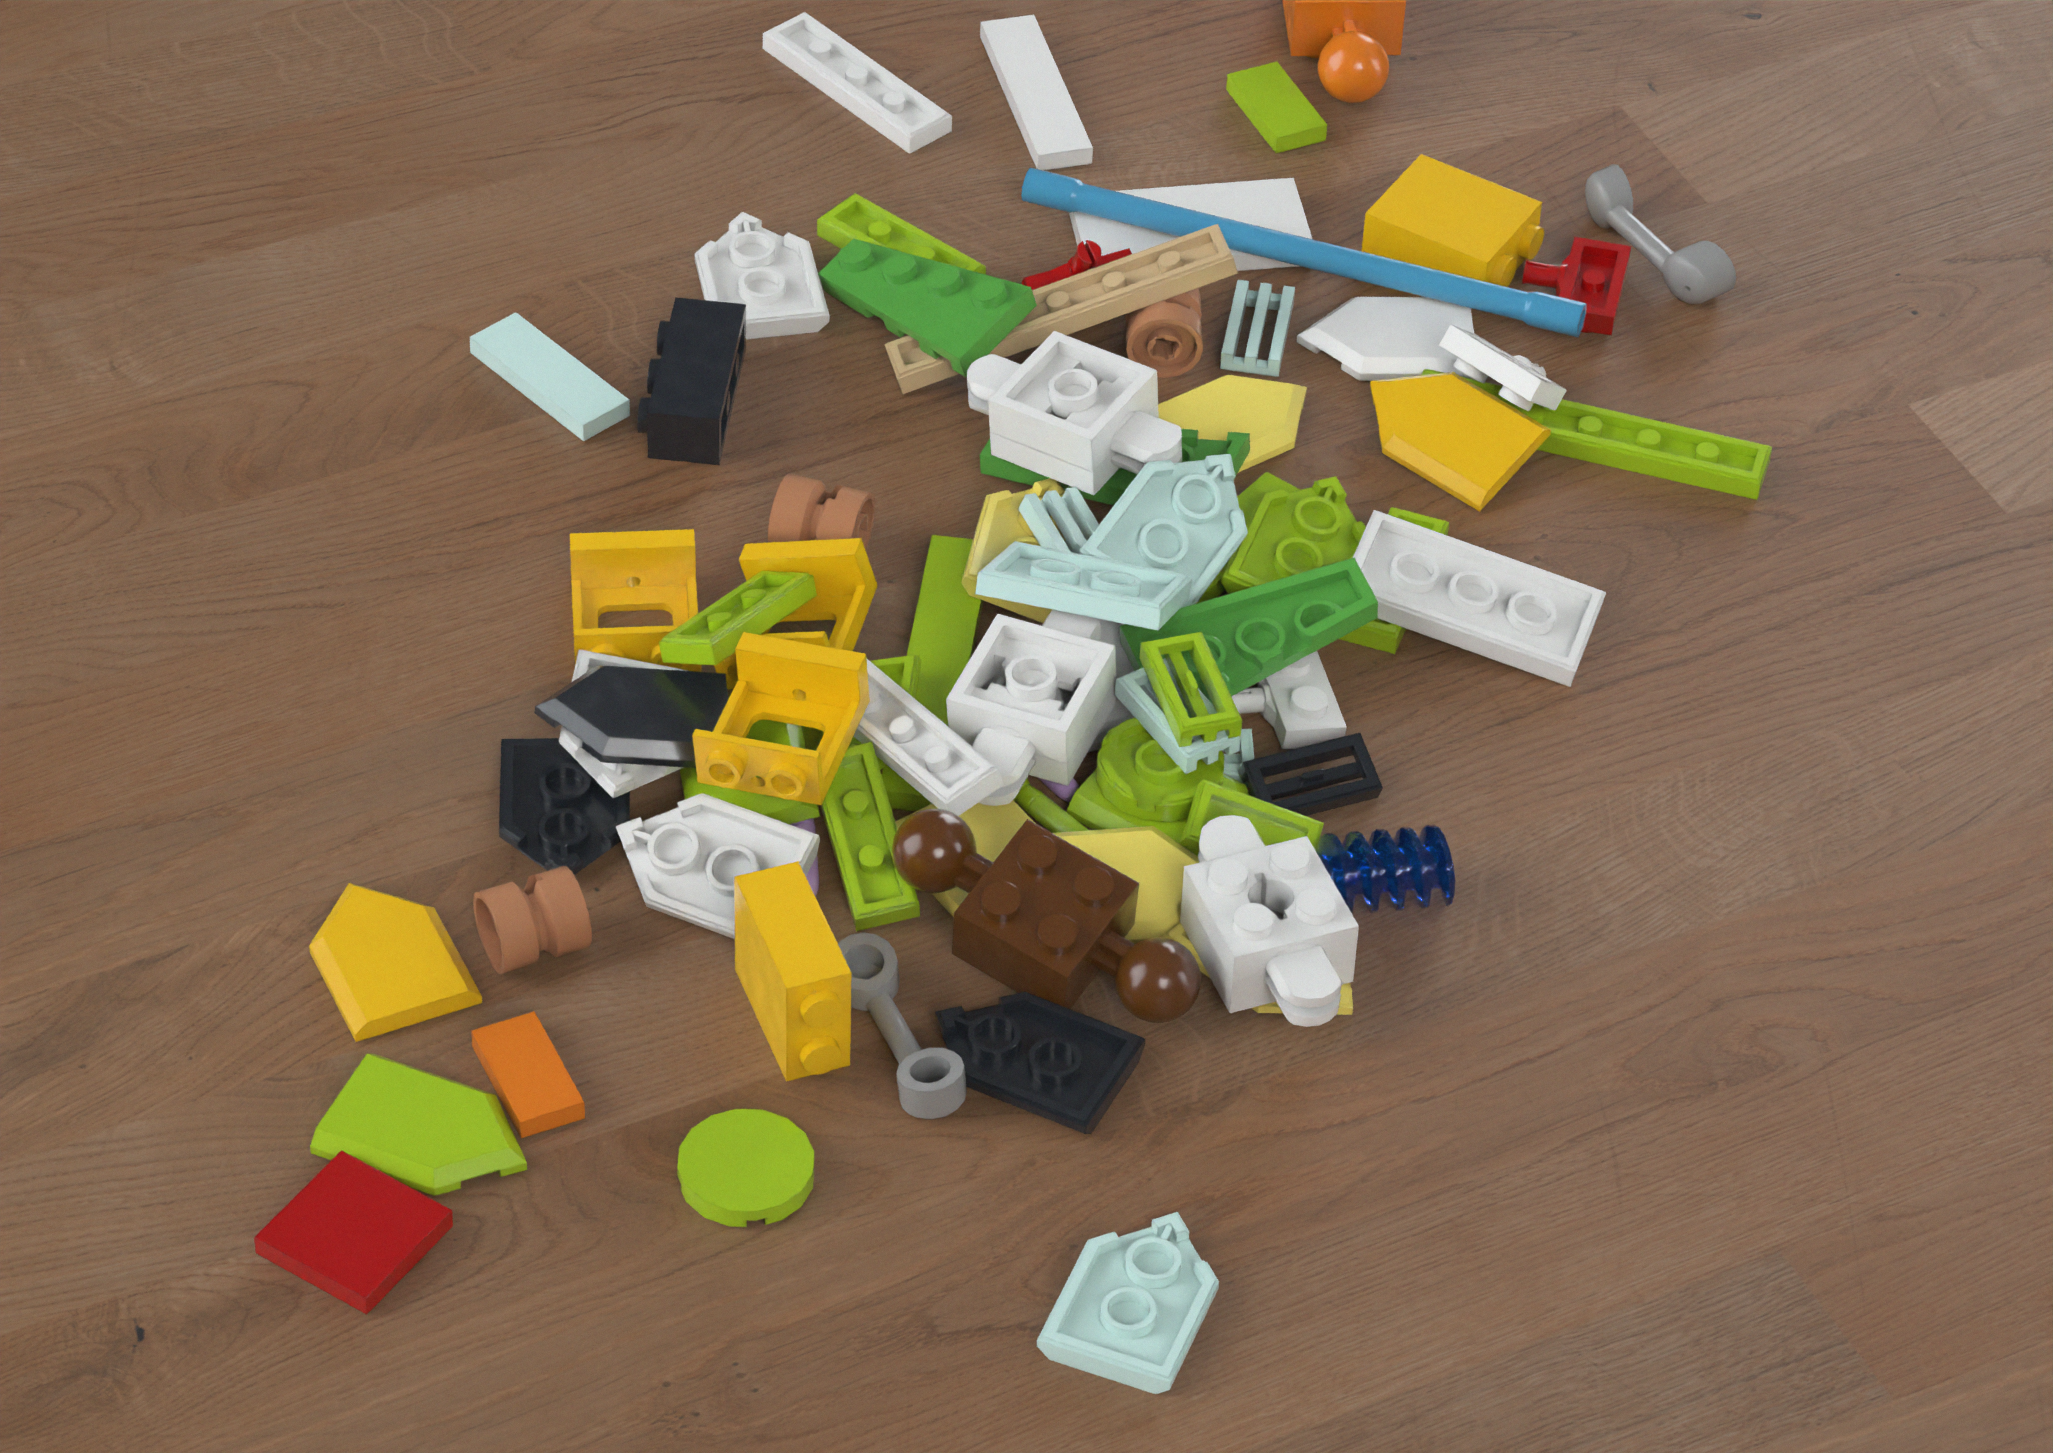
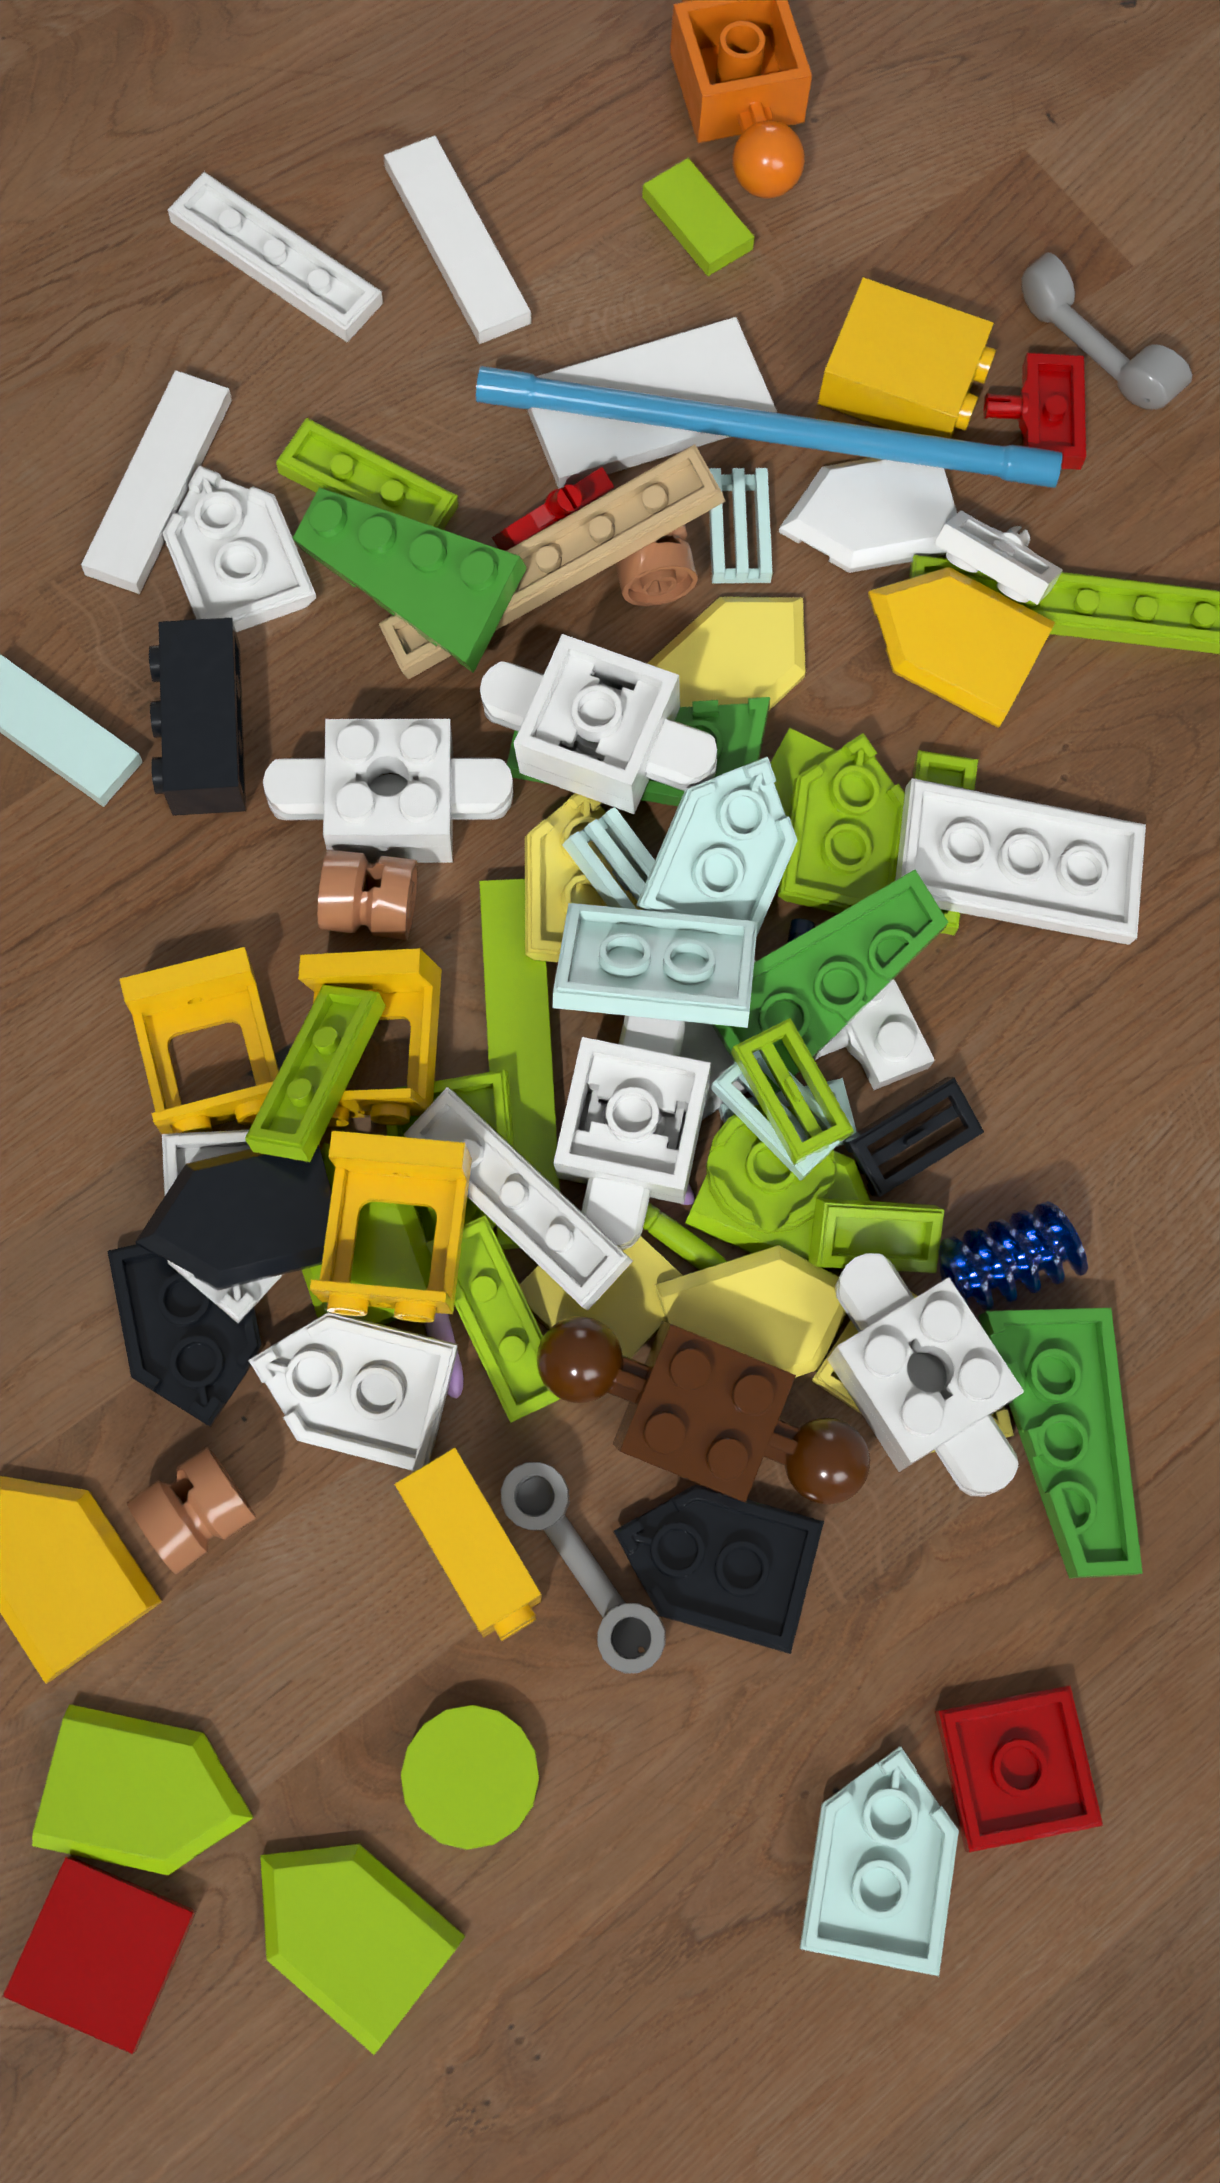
camera: 15 degrees left, 30 degrees up
(528, 1074) = (228, 1698): orange tile -> none
(600, 1266) = (352, 1936): none -> lime tile
(702, 214) = (156, 482): none -> white tile
(866, 443) = (390, 813): none -> white brick
(1293, 1255) = (1018, 1769): none -> red tile
(1412, 1009) = (1073, 1431): none -> bright green wing

